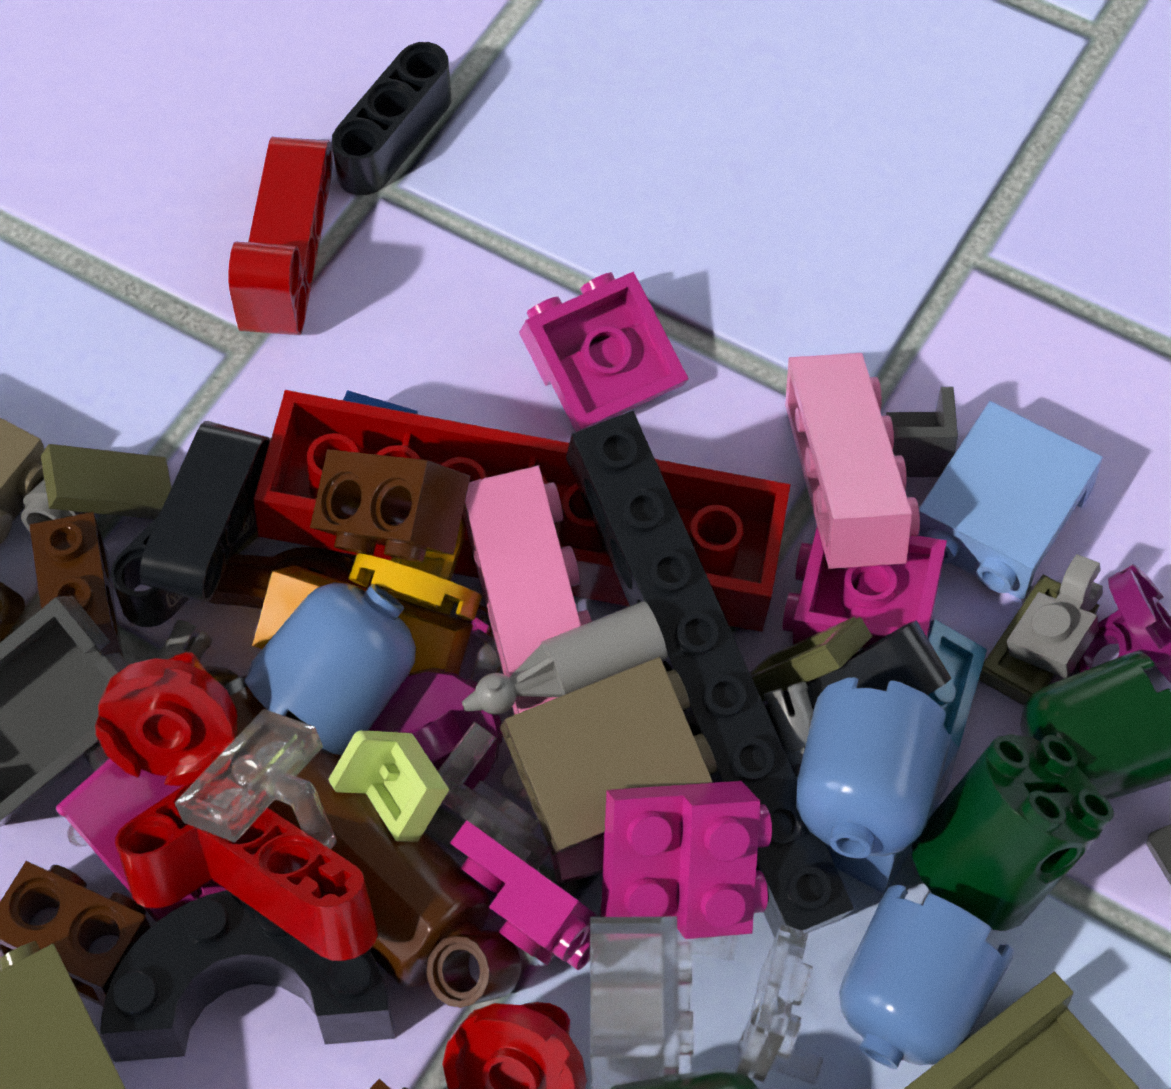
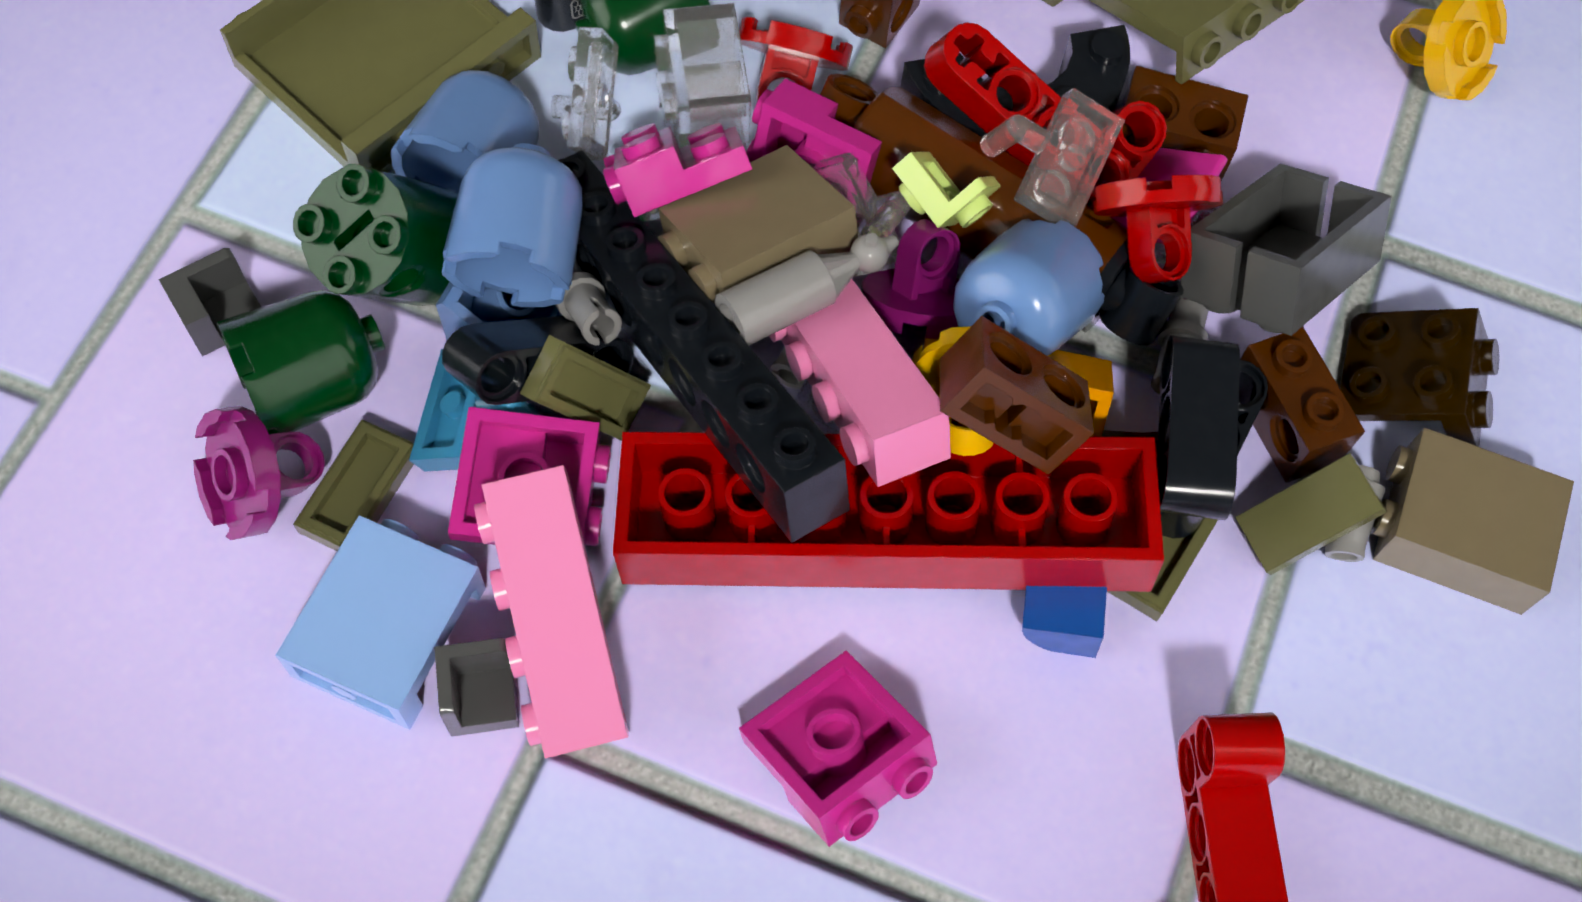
camera: 165 degrees right, 5 degrees up
(1059, 630) = (334, 469): light grey plate -> none

